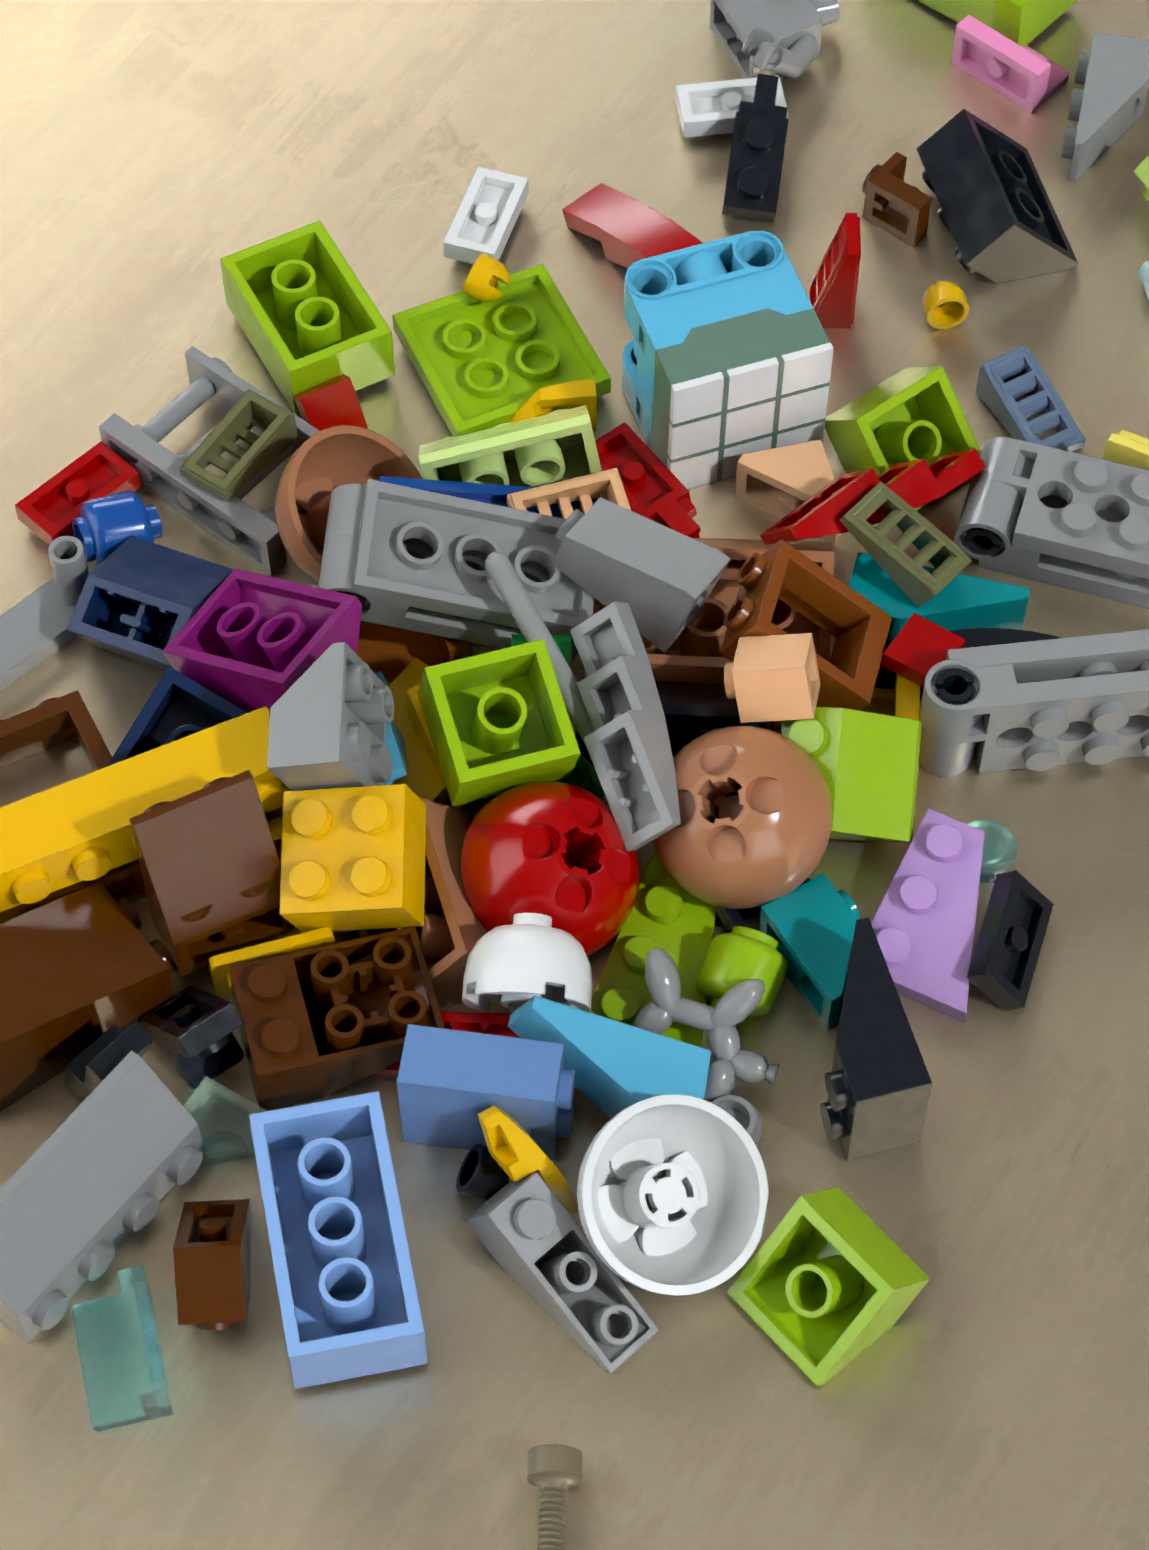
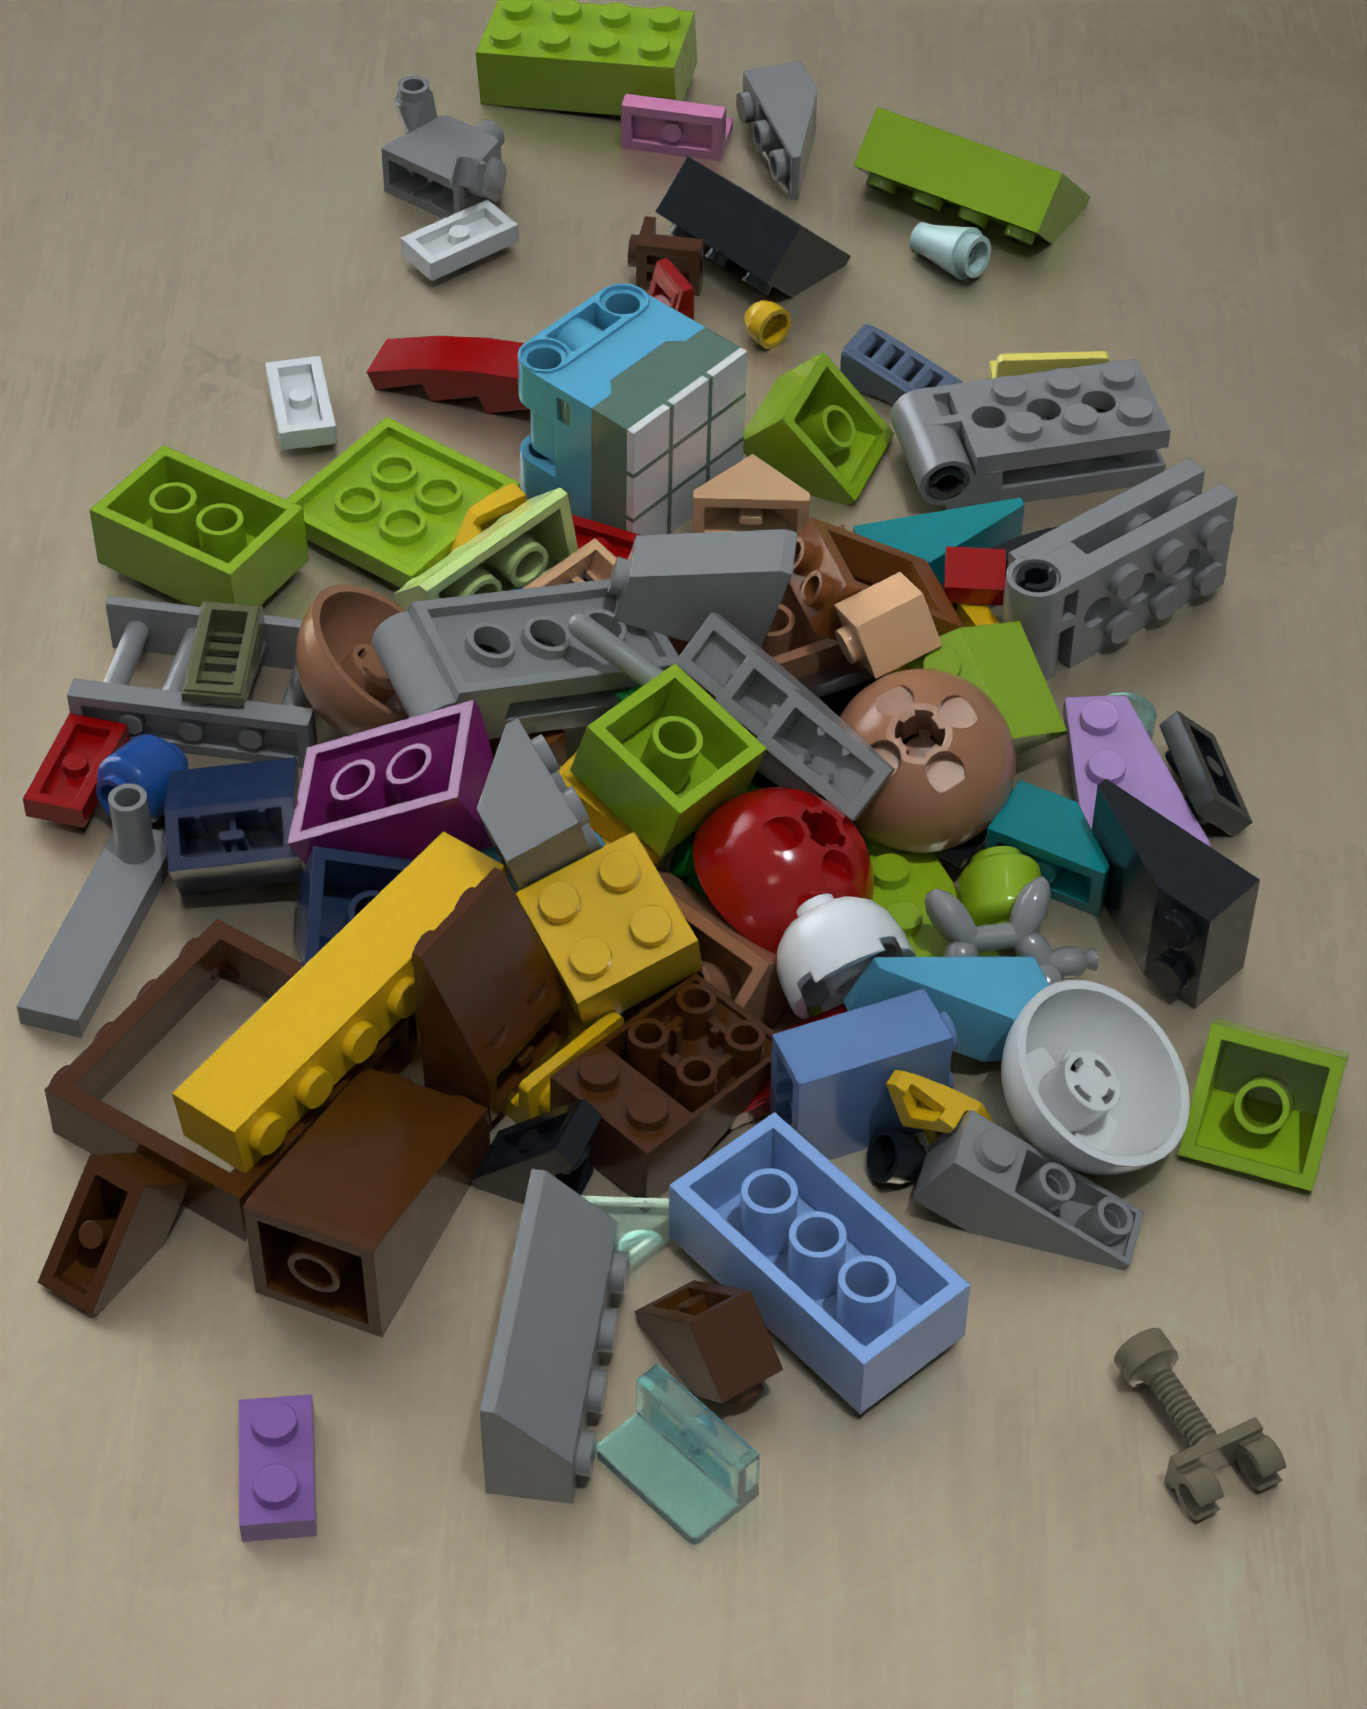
camera: 30 degrees left, 10 degrees down
(103, 1056) = (488, 1213): black slope -> none
(331, 404) = (277, 594): red tile -> none
(484, 278) = (352, 441): yellow hinge -> none
(756, 154) = (514, 265): black hinge -> none
(905, 571) = (918, 498): olive slope -> none
(911, 480) = (842, 471): red slope -> none

